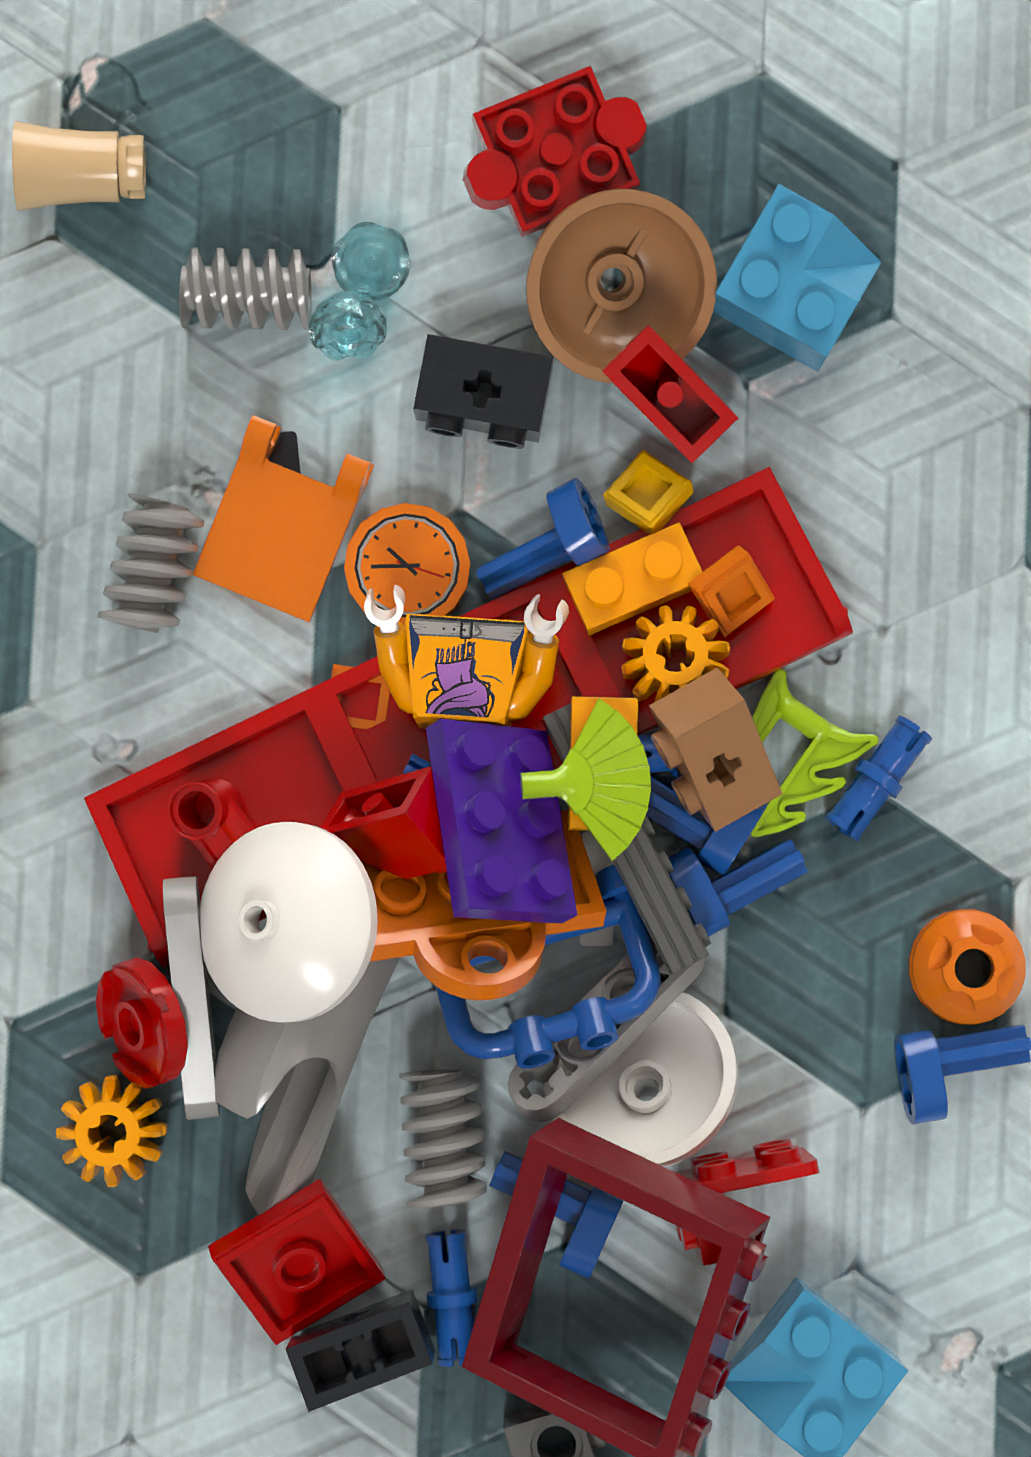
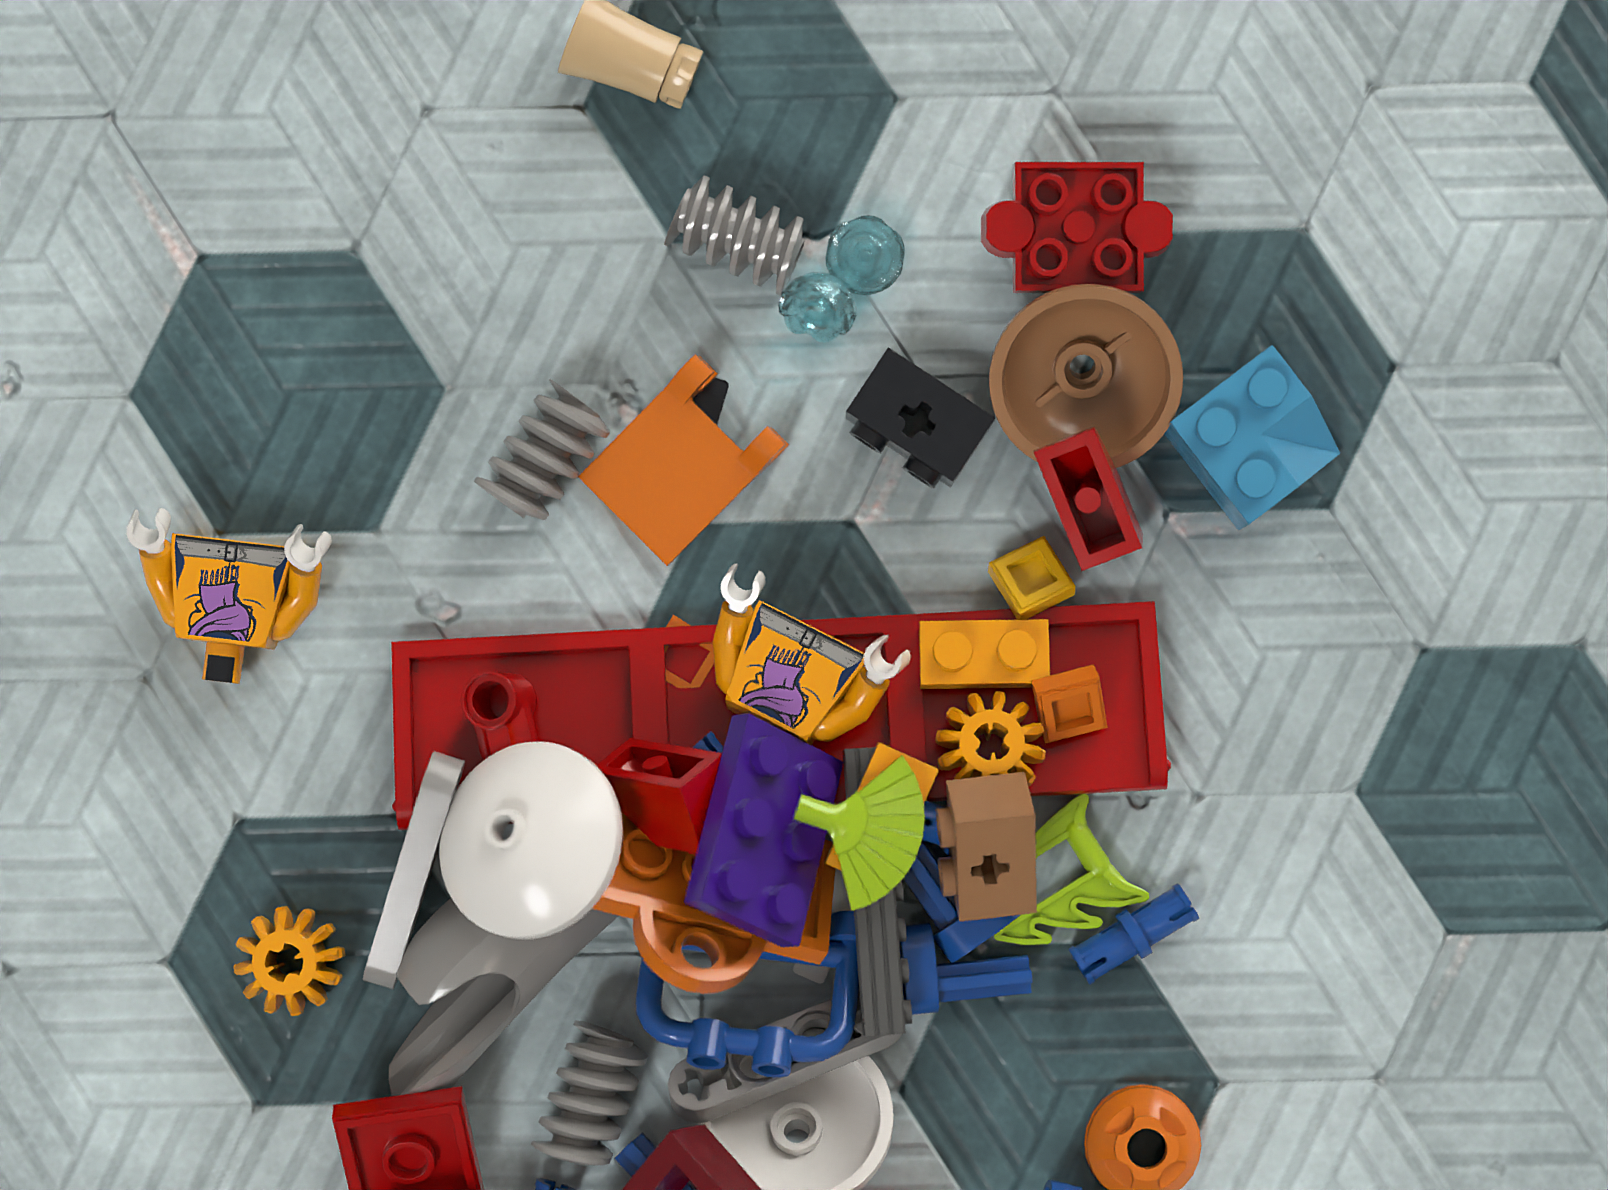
camera: 25 degrees right, 0 degrees up
(145, 1022) = (361, 873): red tile -> none
(412, 550) = (788, 542): orange tile -> none
(576, 536) = (946, 592): blue piece -> none

